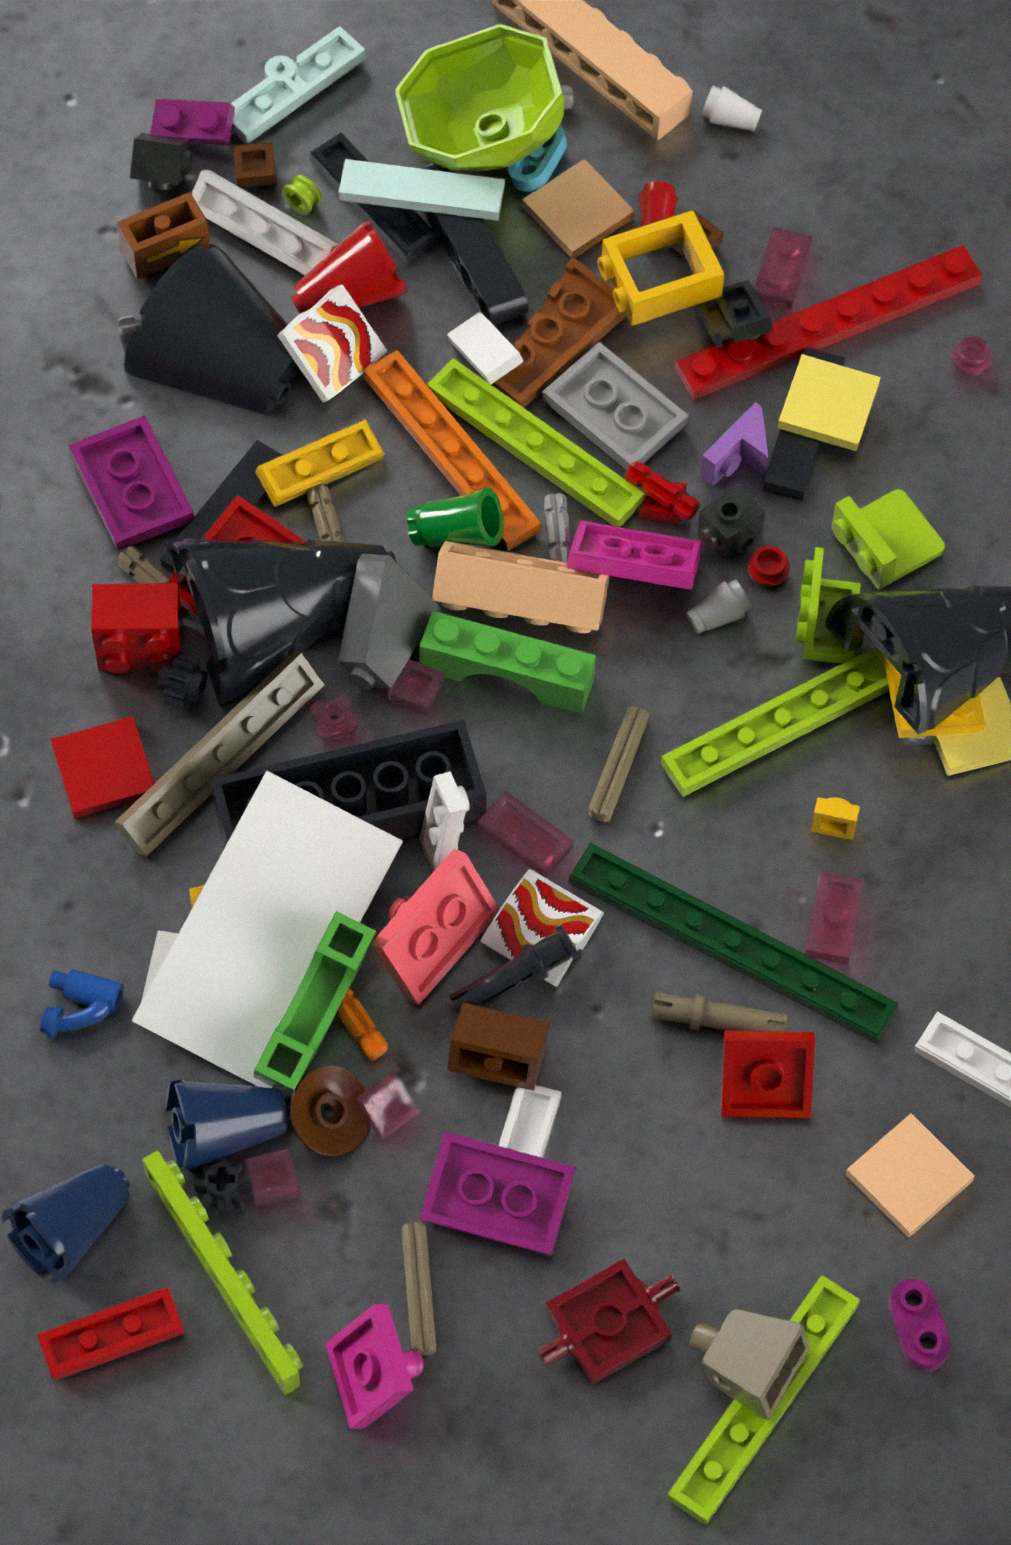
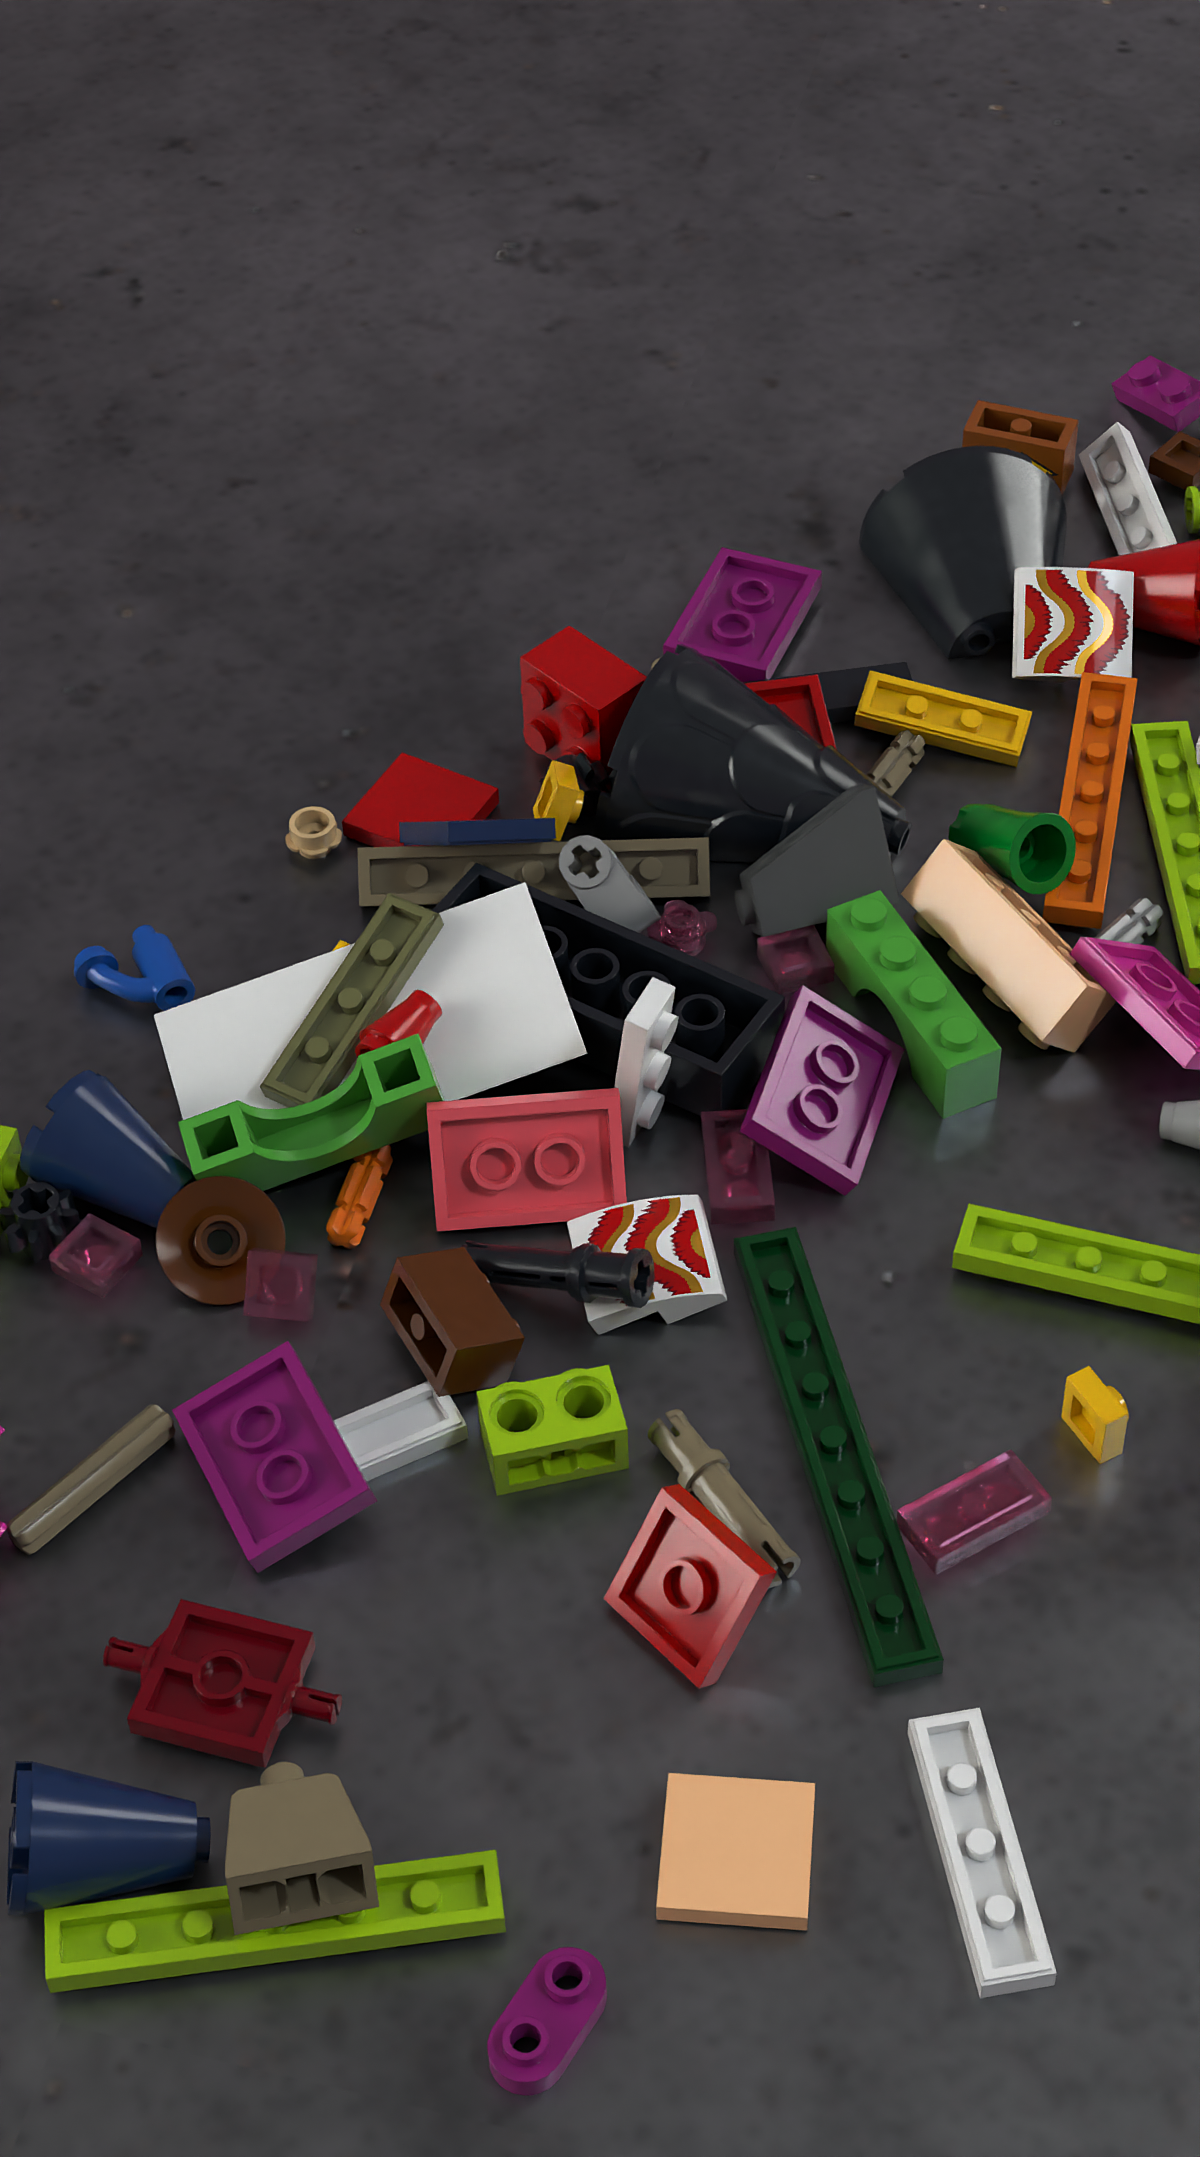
camera: 50 degrees right, 15 degrees down
(64, 823) = (313, 832): none -> tan plate
(160, 160) = (1091, 396): pearl dark grey brick -> none
(178, 757) = (477, 831): none -> dark blue tile
(197, 701) = (559, 797): none -> yellow plate
(248, 921) = (352, 1000): none -> olive tile
(285, 732) = (612, 891): none -> light grey piece
(299, 918) = (410, 1017): none -> red cone
(526, 754) = (823, 1090): none -> magenta plate
(615, 1059) = (554, 1437): none -> lime brick
(618, 764) = (919, 1183): dark tan axle -> none
(649, 1447) = (94, 1838): none -> dark blue cone

